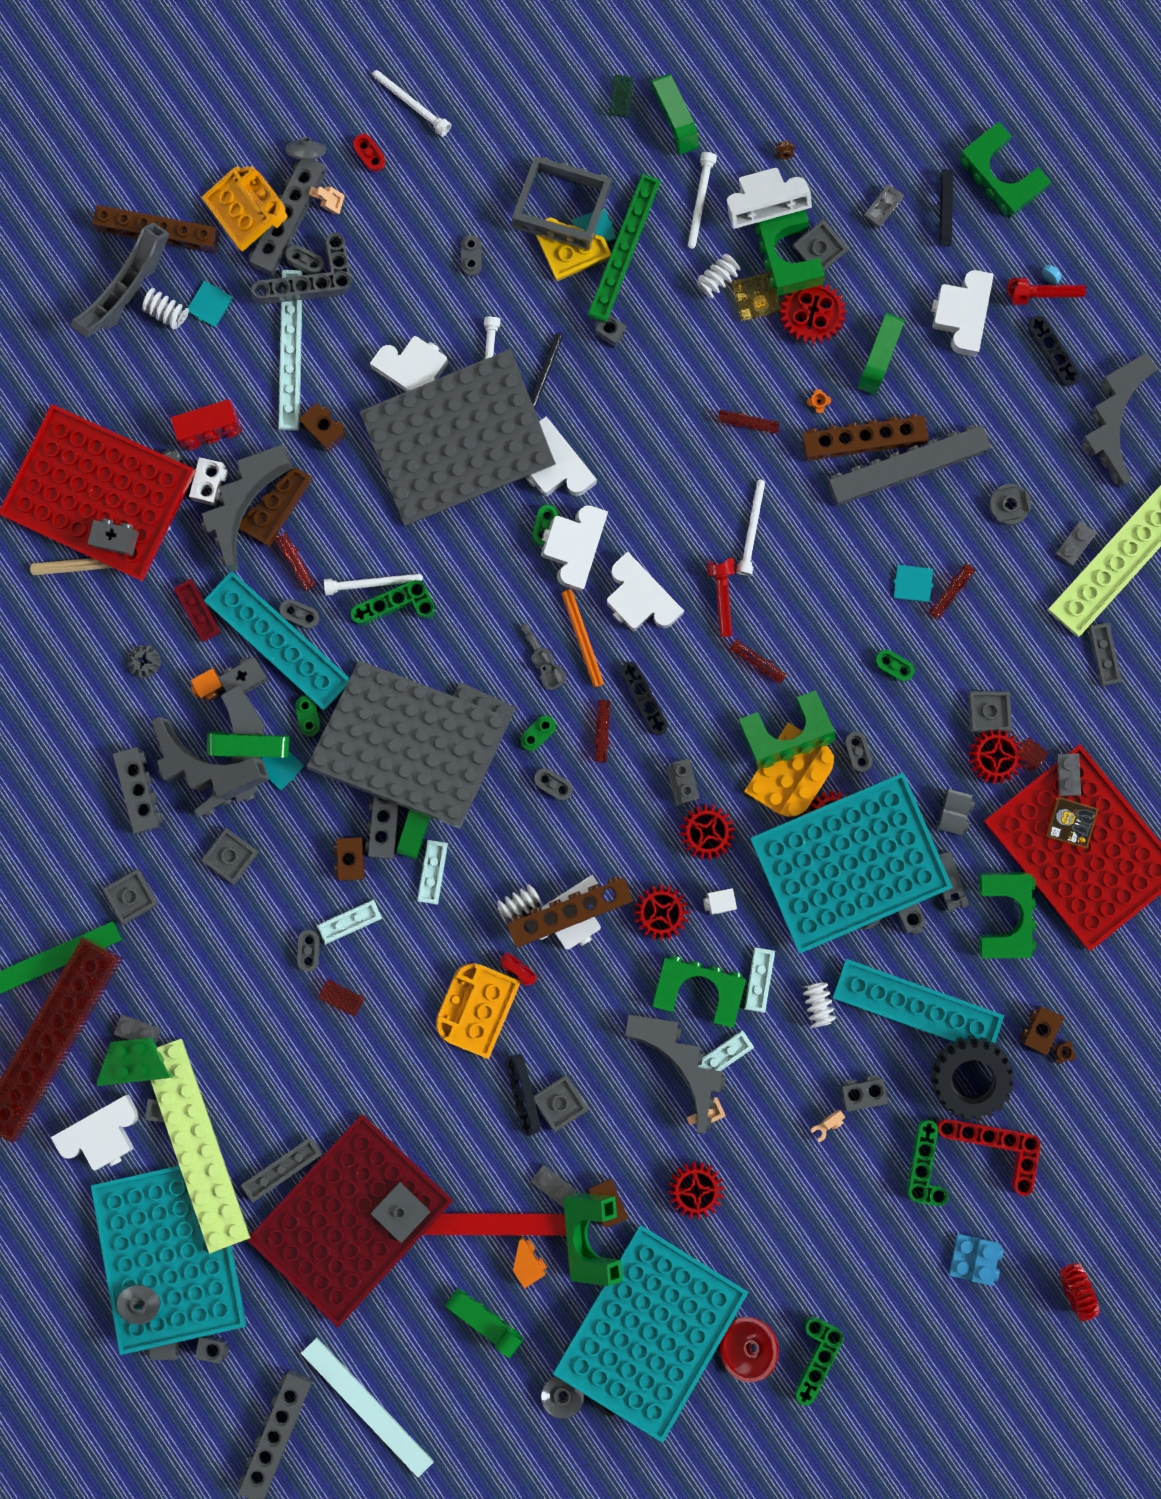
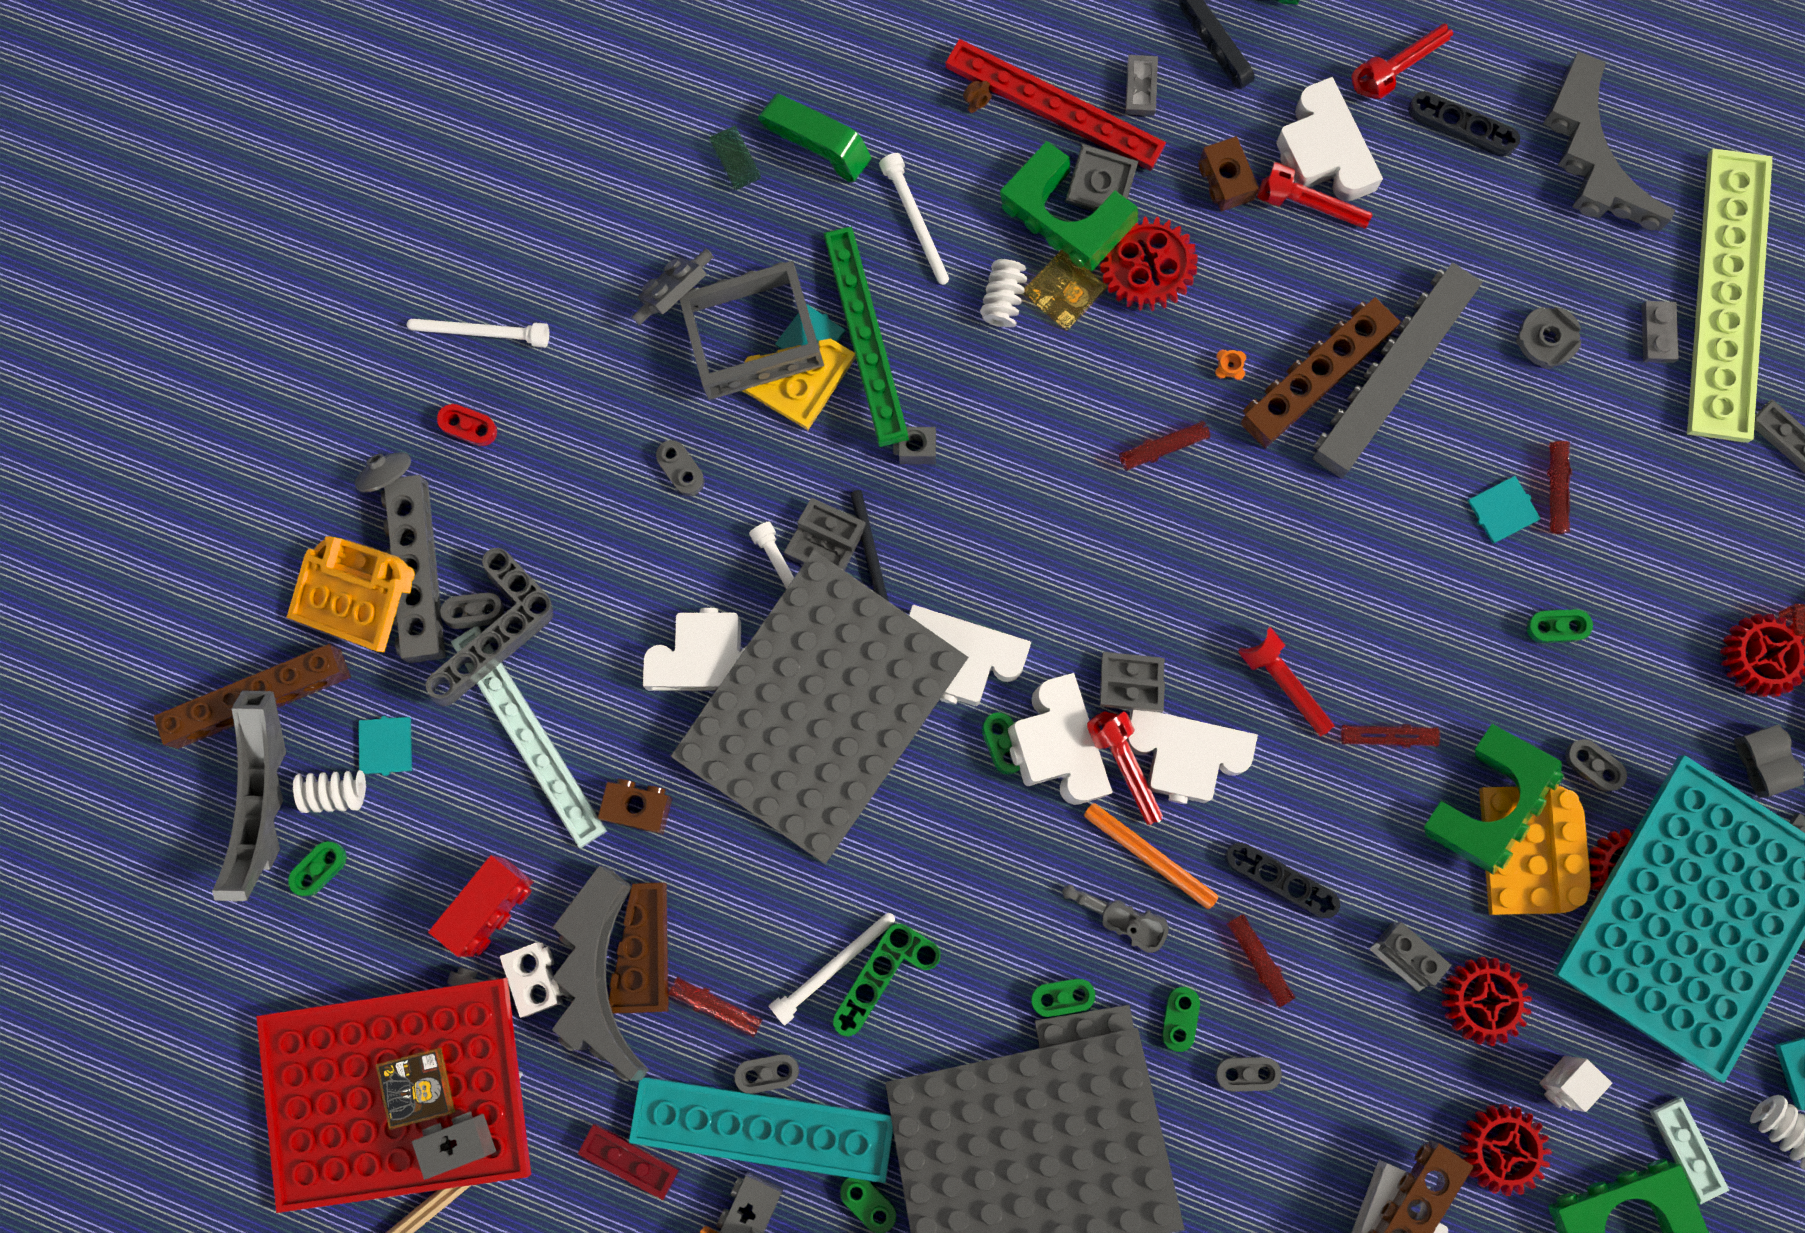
camera: 30 degrees left, 5 degrees down
(111, 495) = (415, 1088): none -> tile
(132, 345) = (318, 868): none -> green plate
(330, 198) = (454, 511): light nougat plate -> none
(483, 679) = (1063, 997): none -> green plate
(527, 347) = (826, 532): none -> dark grey slope
(534, 148) = (671, 286): none -> dark grey plate
(605, 555) = (1114, 735): none -> red piece
(637, 538) = (1132, 682): none -> dark grey slope
(745, 567) = (1287, 625): white piece -> none
(767, 197) = (999, 160): white brick -> none
(826, 185) = (1056, 105): none -> red plate
(881, 354) = (1269, 259): green beam -> none
(900, 280) = (1230, 158): none -> reddish brown brick
(919, 317) = (1282, 186): none -> red piece
(989, 711) = (1716, 605): dark grey plate -> none
(1051, 274) = (1396, 37): medium azure tile -> none

